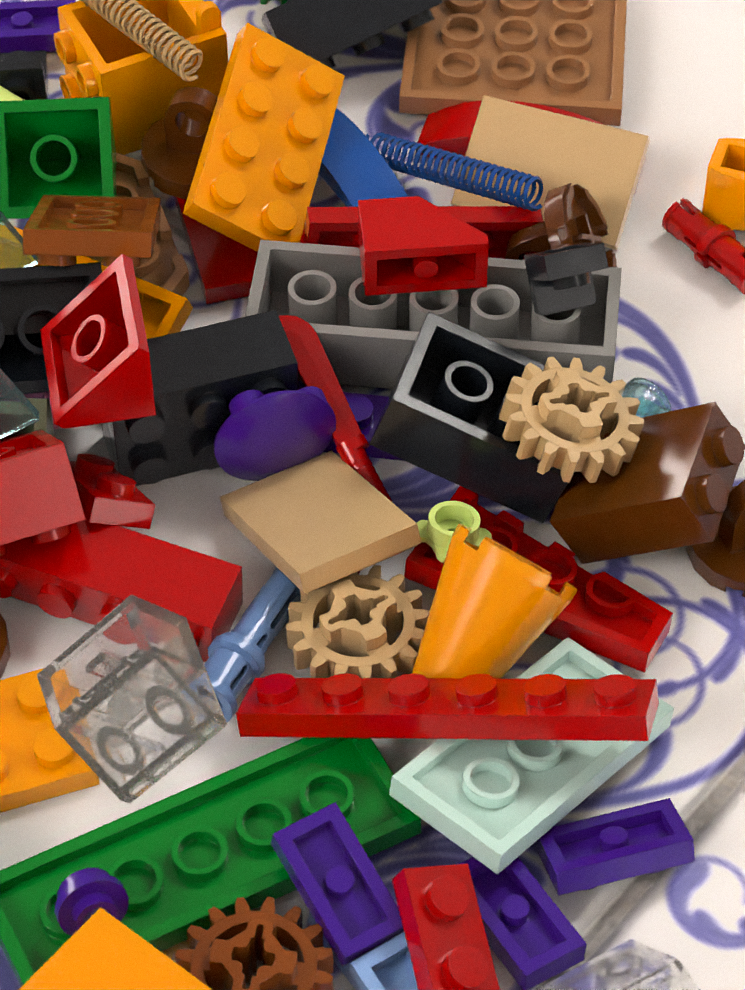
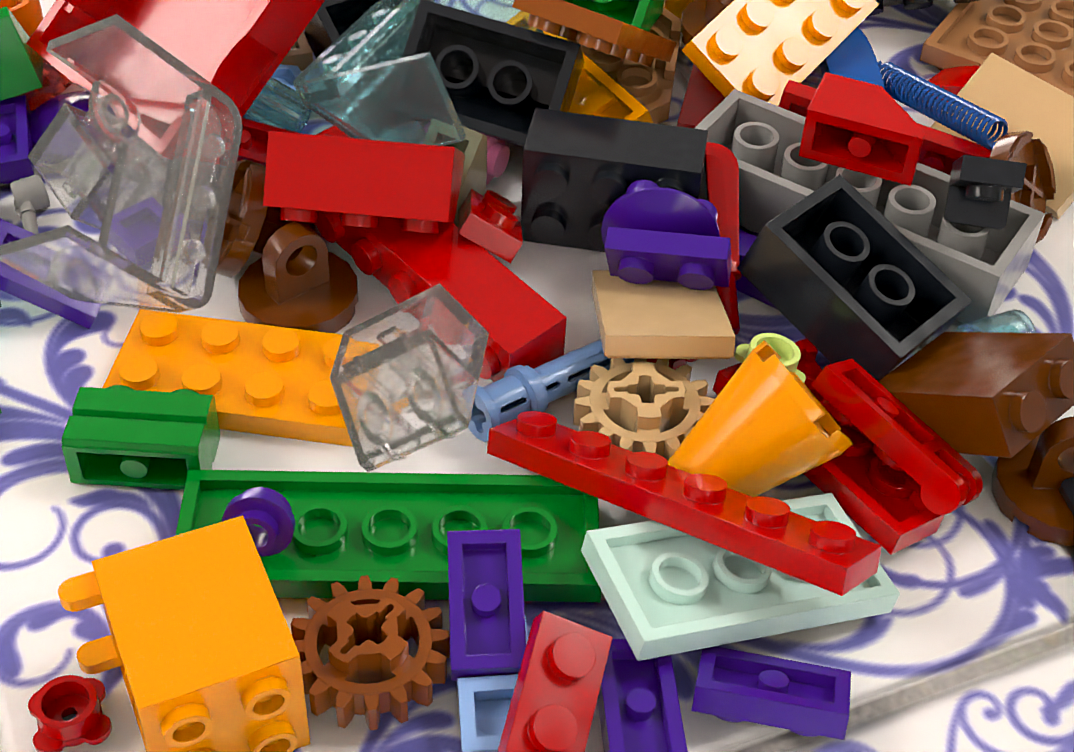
camera: 25 degrees right, 5 degrees down
(100, 353) = (538, 103): red slope -> none
(325, 454) = (666, 256): none -> dark purple plate
(571, 419) = (924, 303): tan gear -> none
(603, 558) = (899, 436): none -> red plate

